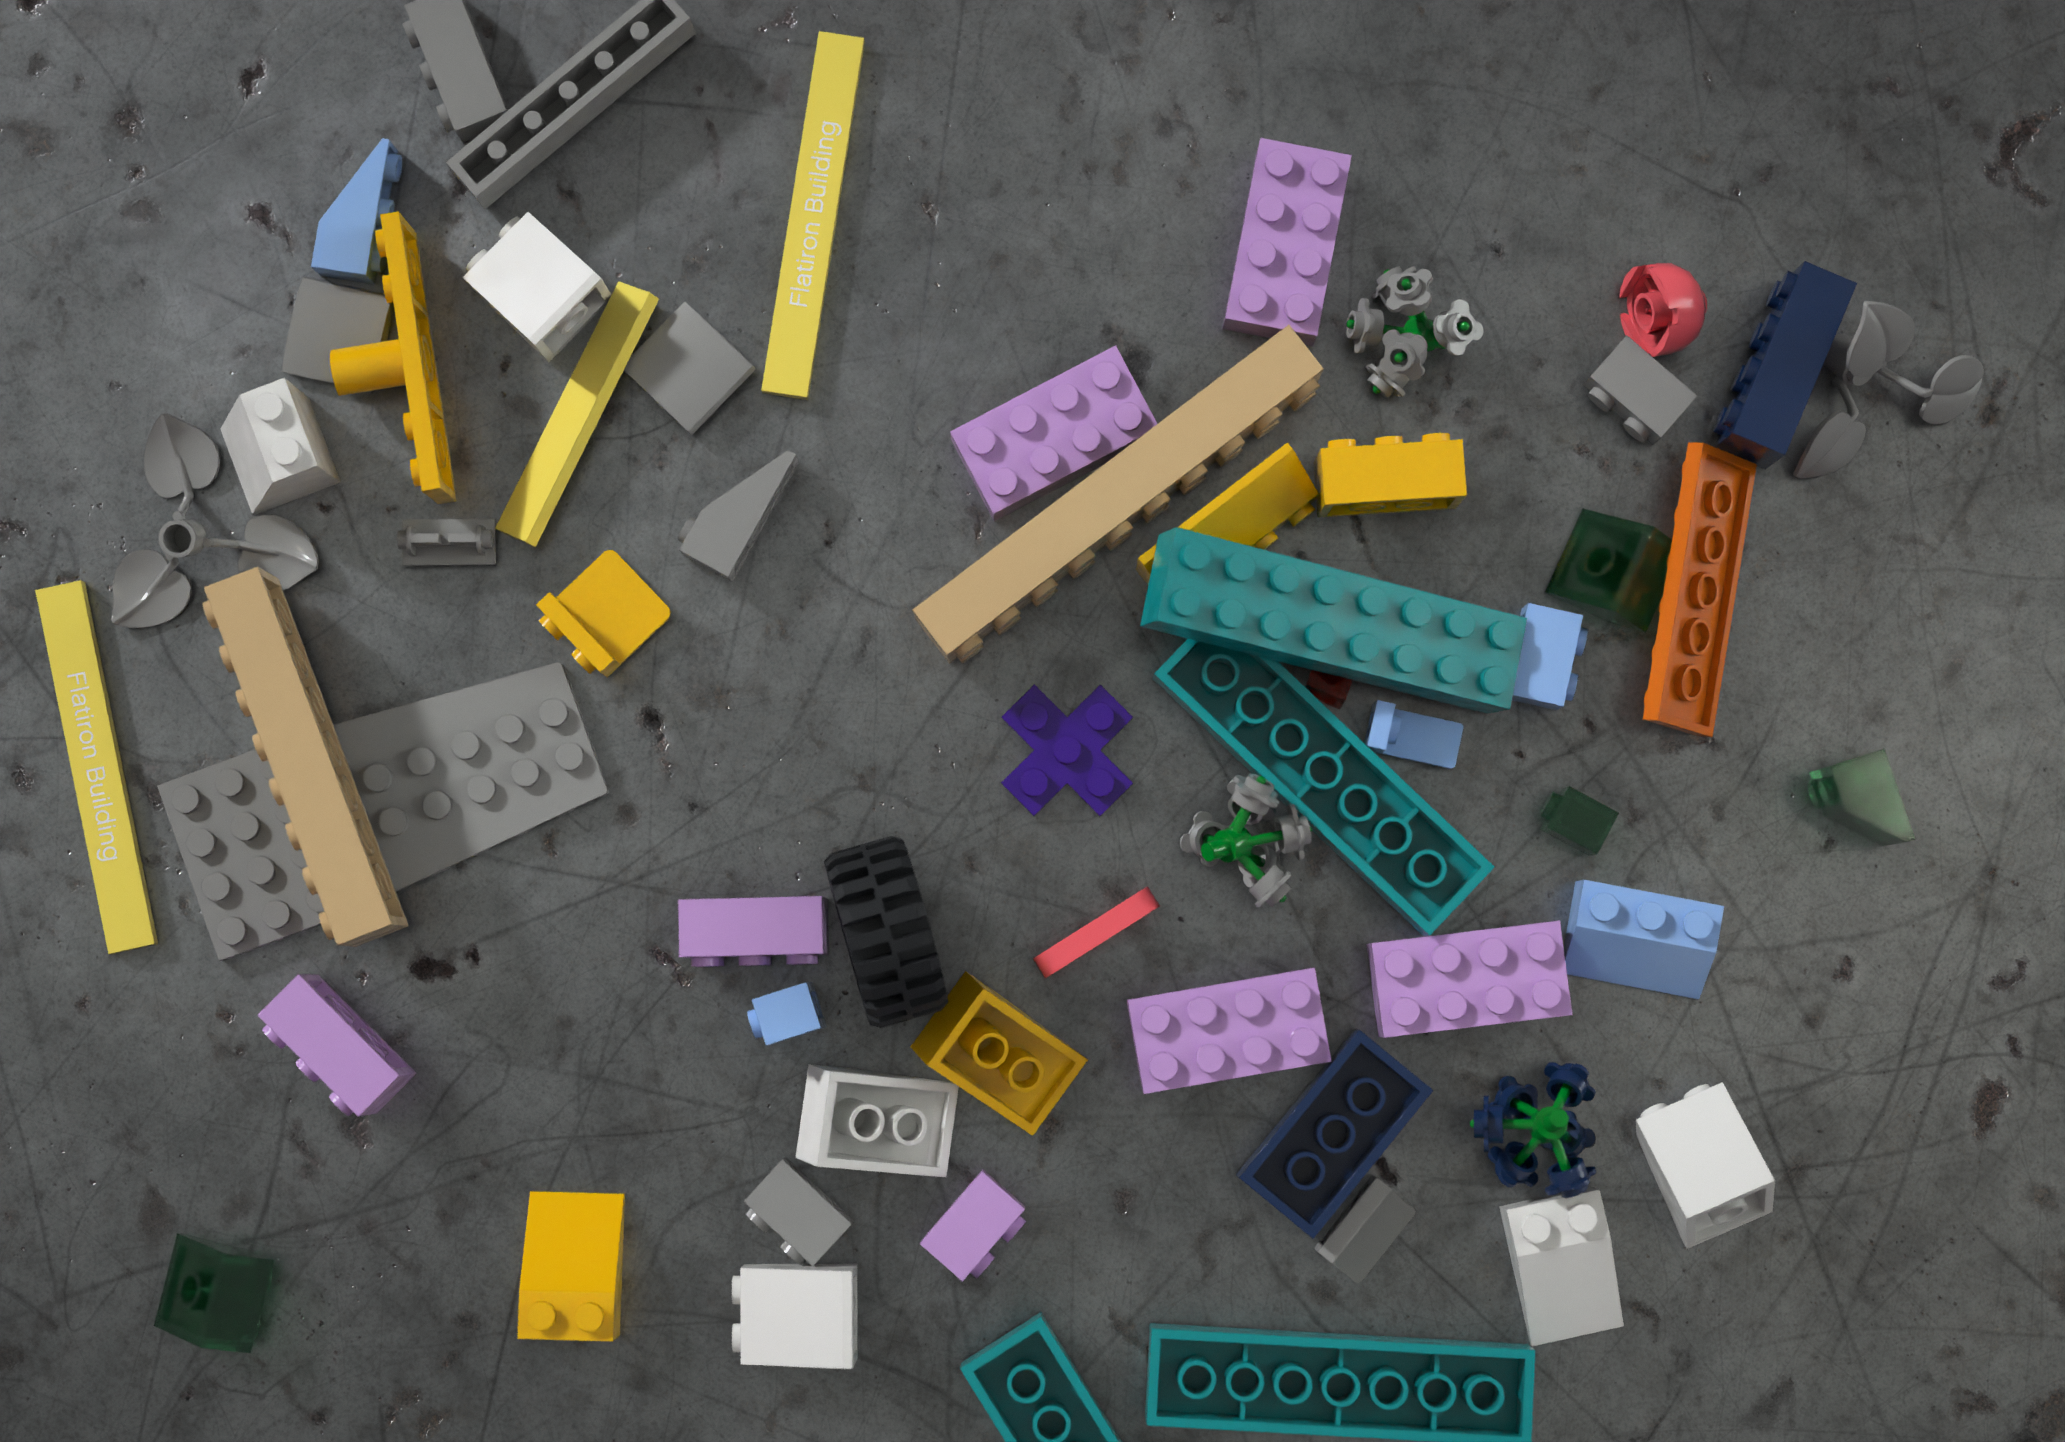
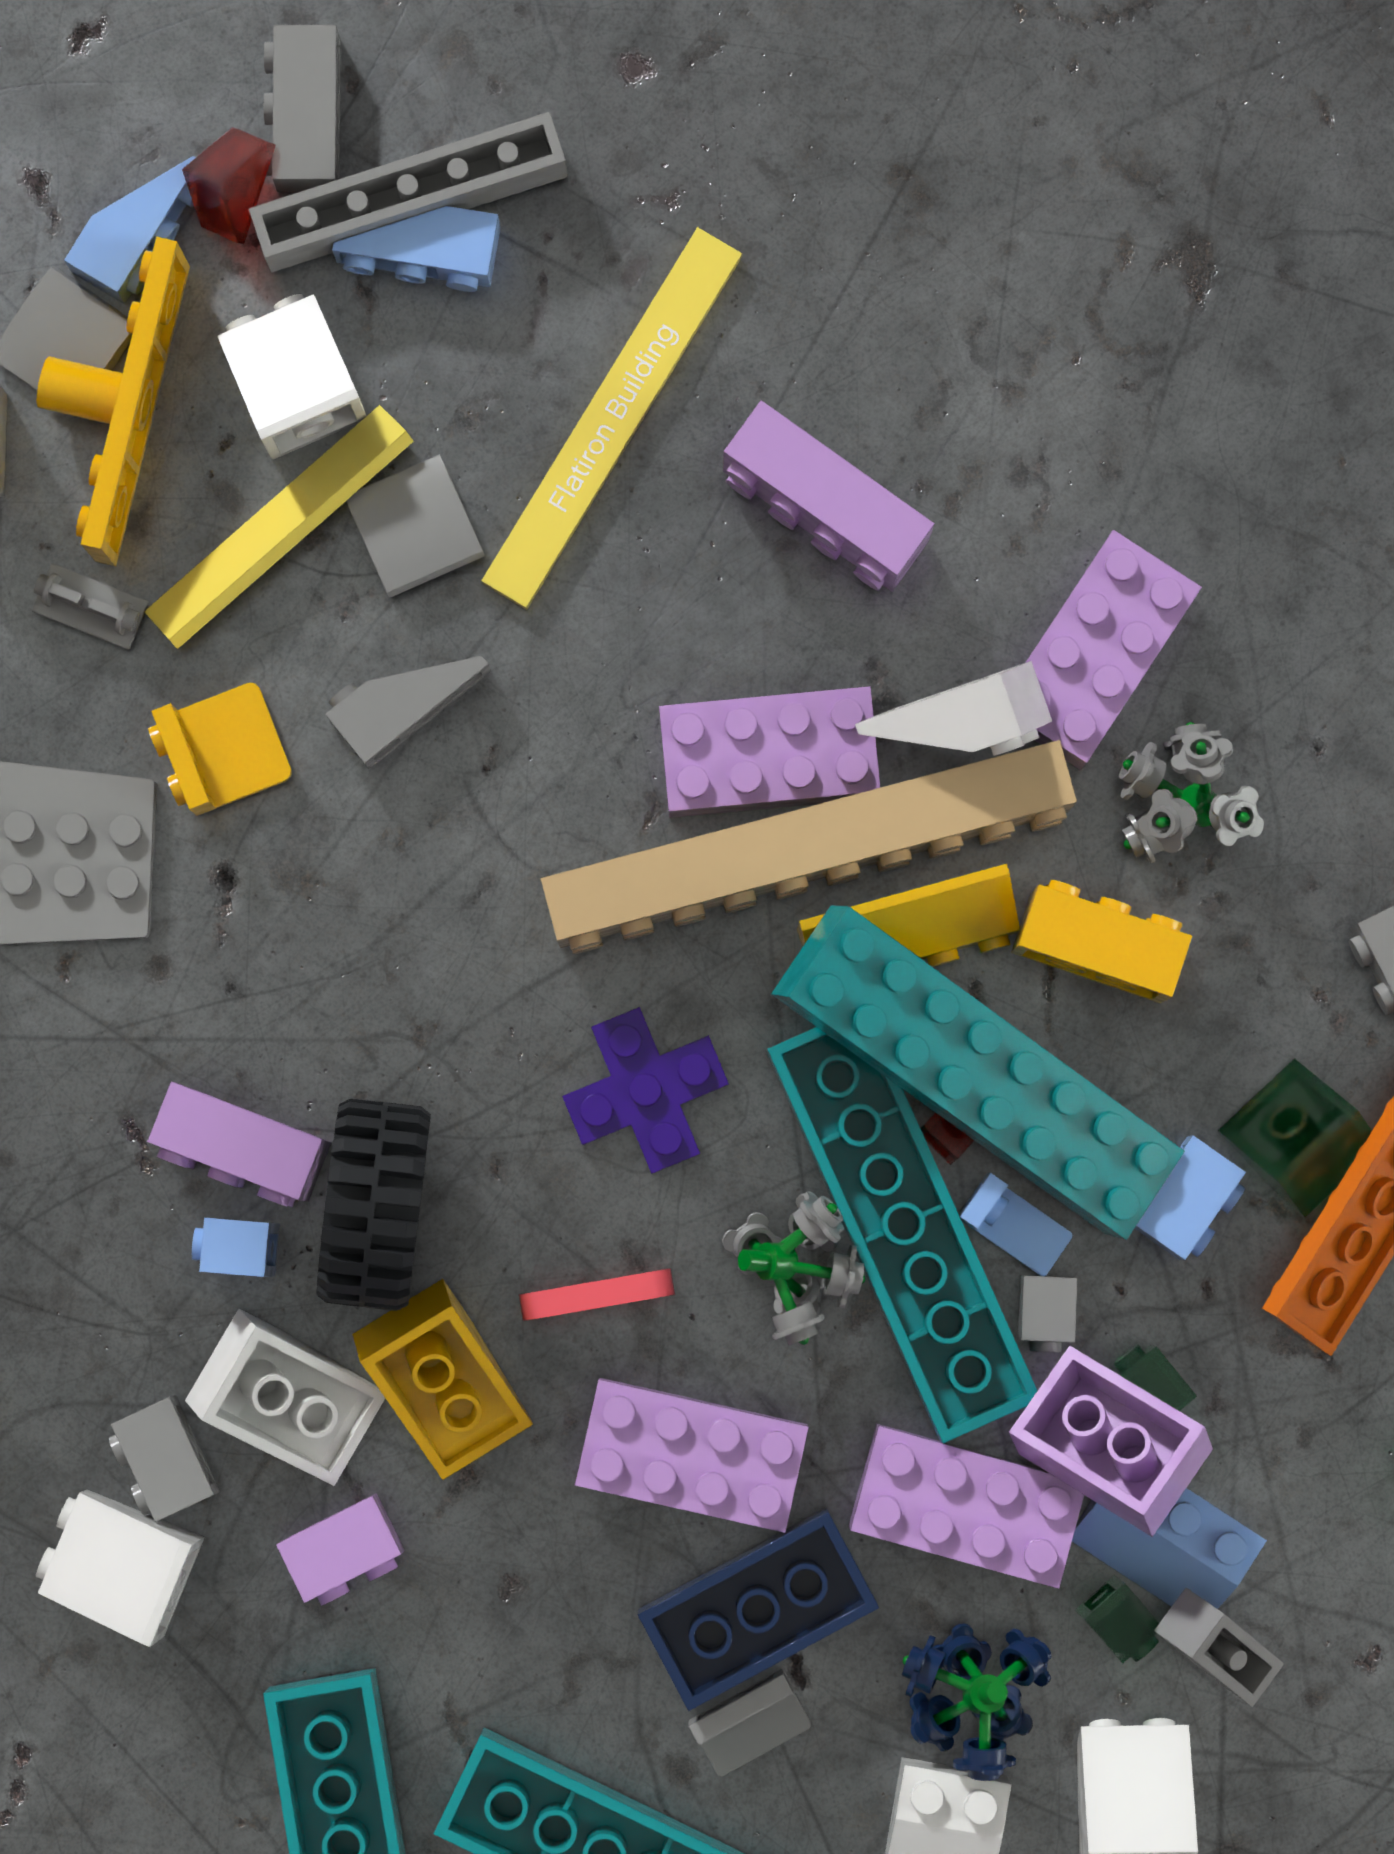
camera: 20 degrees right, 0 degrees up
(419, 149) = (228, 182): none -> clear red slope
(612, 131) = (438, 245): none -> light blue slope
(1015, 207) = (825, 497): none -> lavender brick
(1224, 323) = (988, 712): none -> white slope
(1468, 795) = (1047, 1312): none -> light grey brick
(1566, 876) = (1111, 1440): none -> lavender brick
(1631, 1020) = (1120, 1620): none -> clear green slope
(1721, 1008) = (1219, 1647): none -> light grey brick

